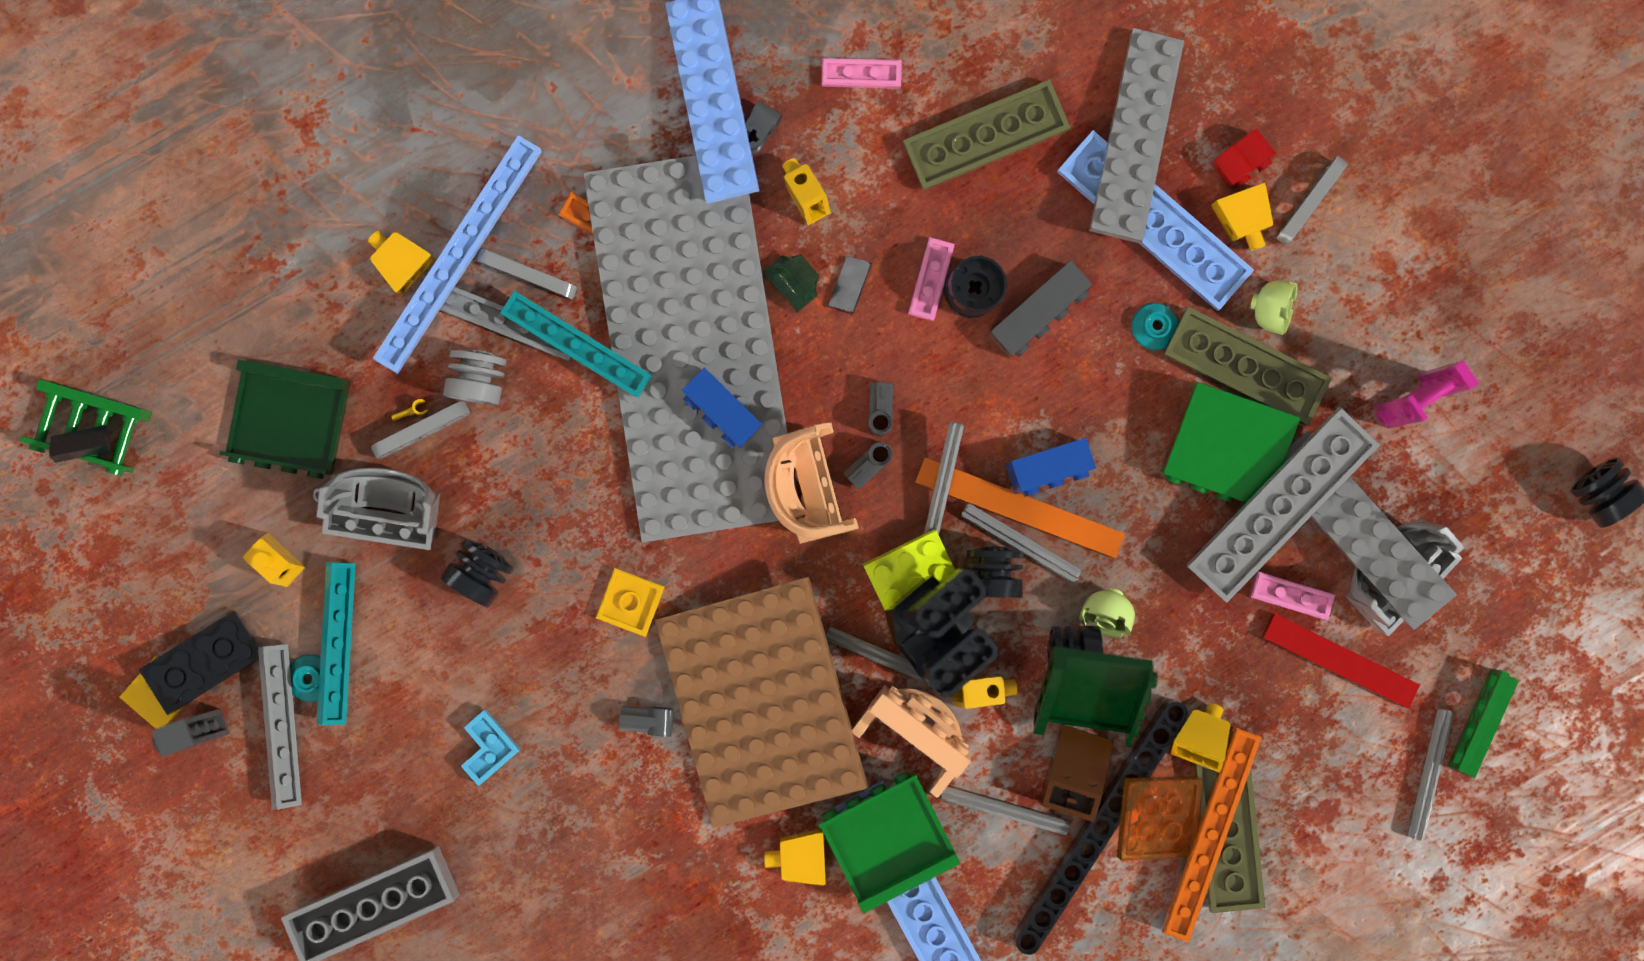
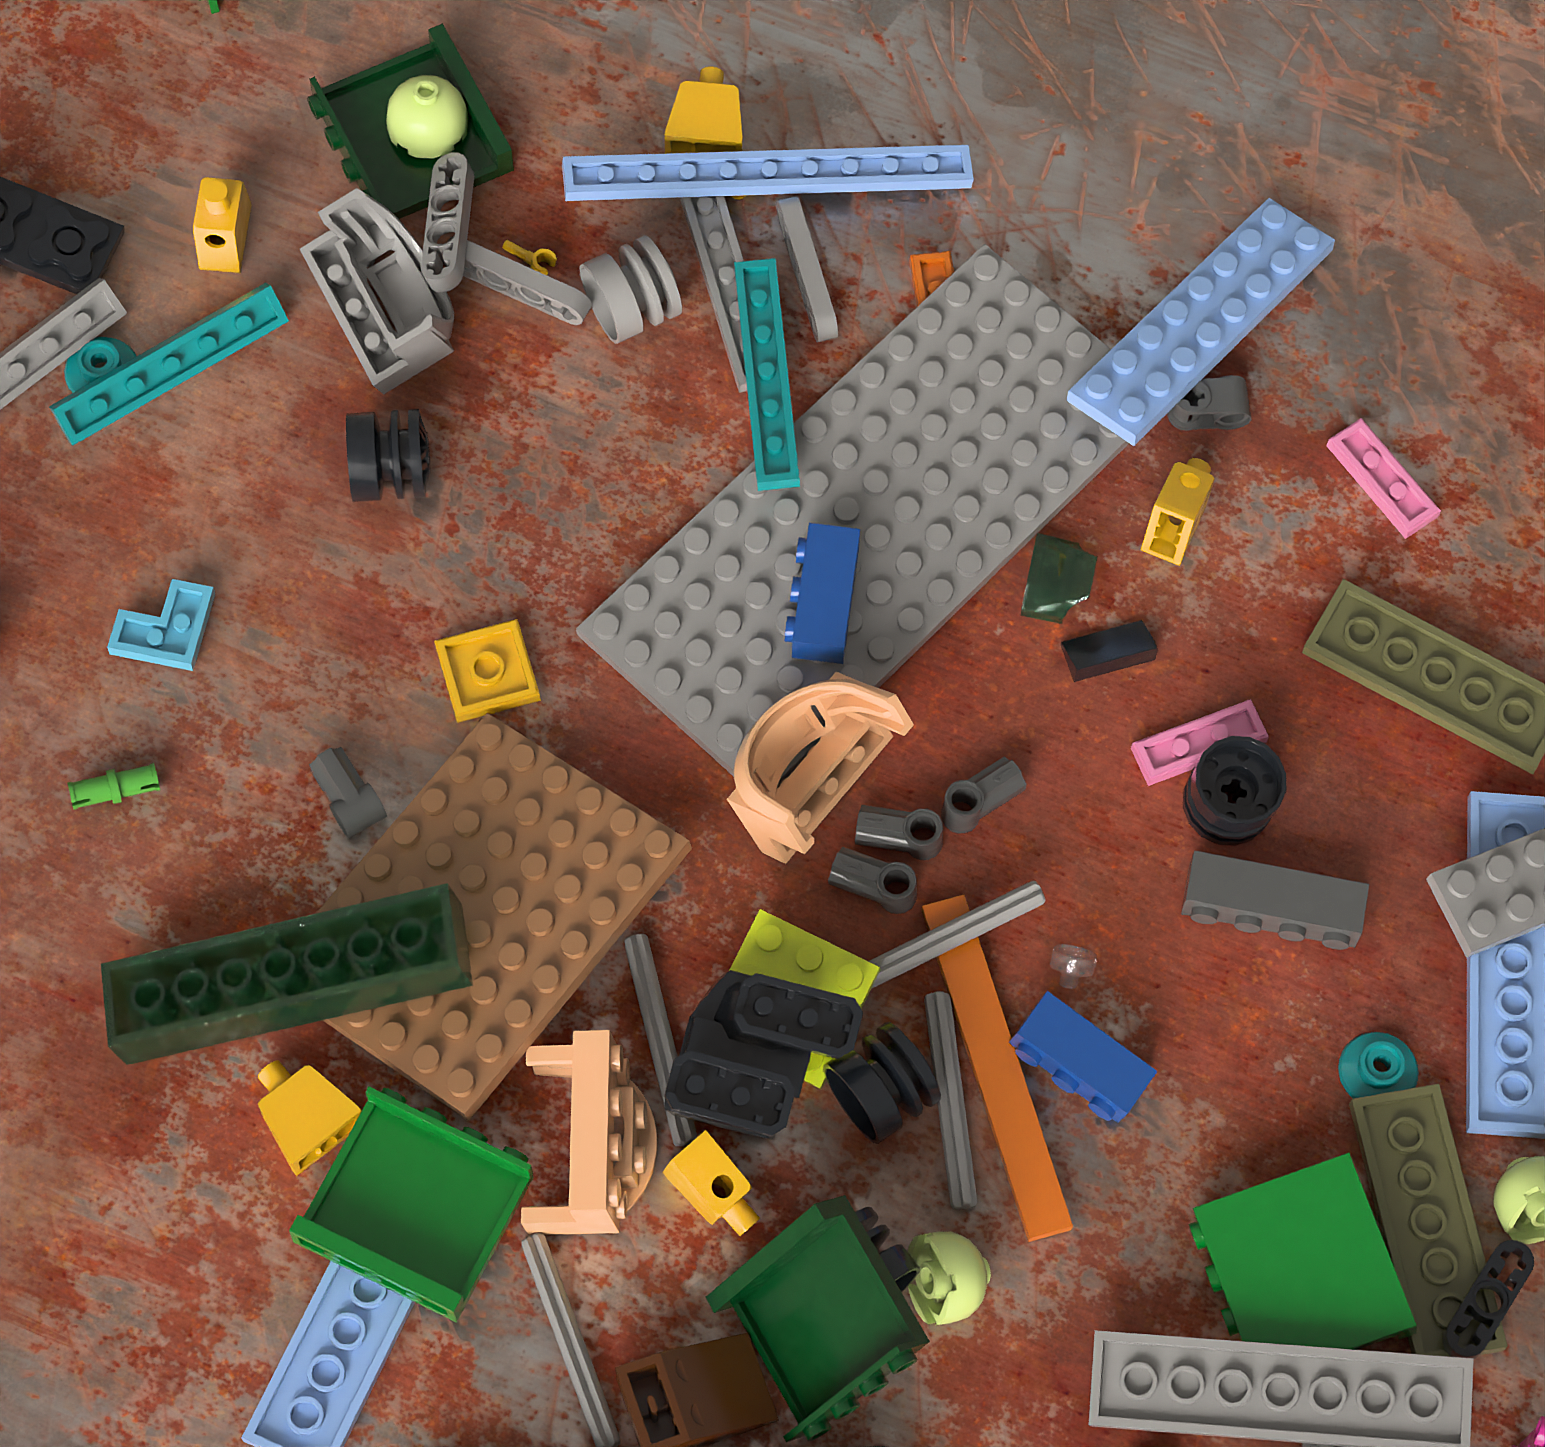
camera: 55 degrees right, 20 degrees down
(288, 407) = (427, 116): none -> yellowish green cylinder
(361, 446) = (442, 222): none -> light grey beam
(556, 833) = (113, 786): none -> bright green pin
(730, 824) = (286, 974): none -> clear green brick
(882, 497) = (870, 878): none -> dark grey piece
(998, 432) = (1072, 963): none -> clear tile
(1322, 386) = (1515, 1280): none -> black beam

